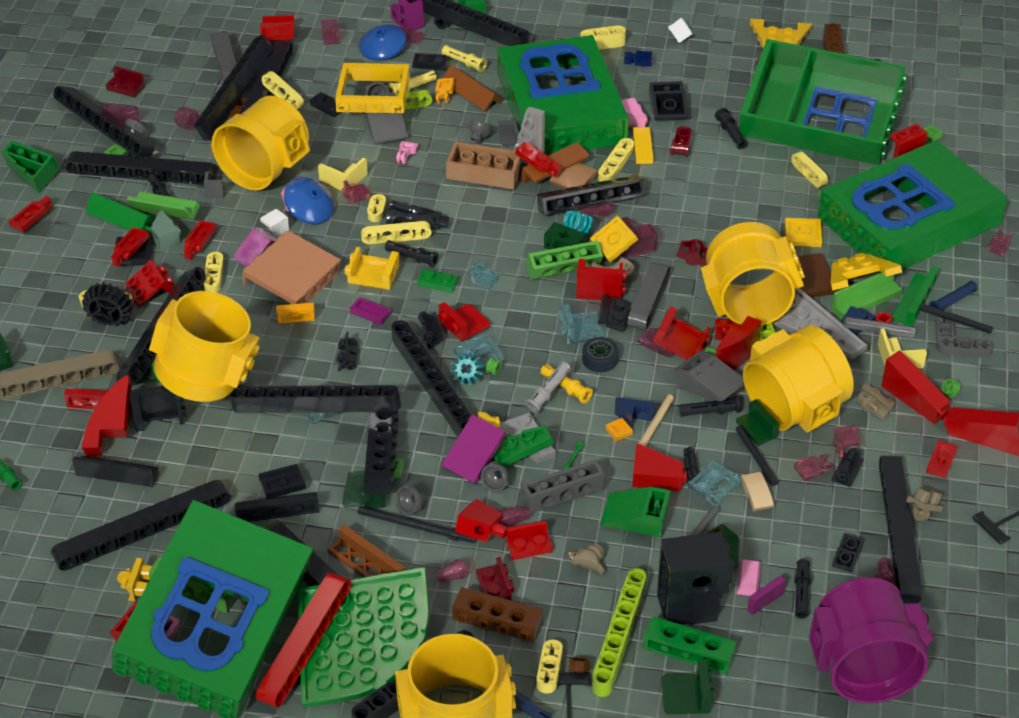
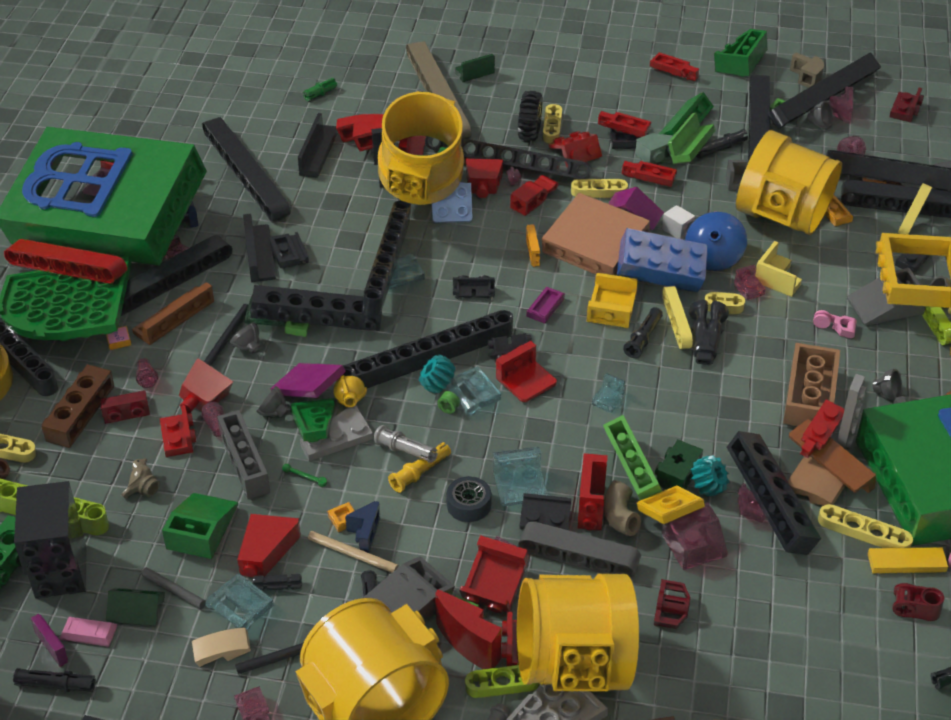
camera: 90 degrees right, 0 degrees up
(62, 128) = (809, 69): none -> dark tan brick
(338, 228) = (662, 260): none -> blue brick
(437, 280) = (600, 357): green plate -> none

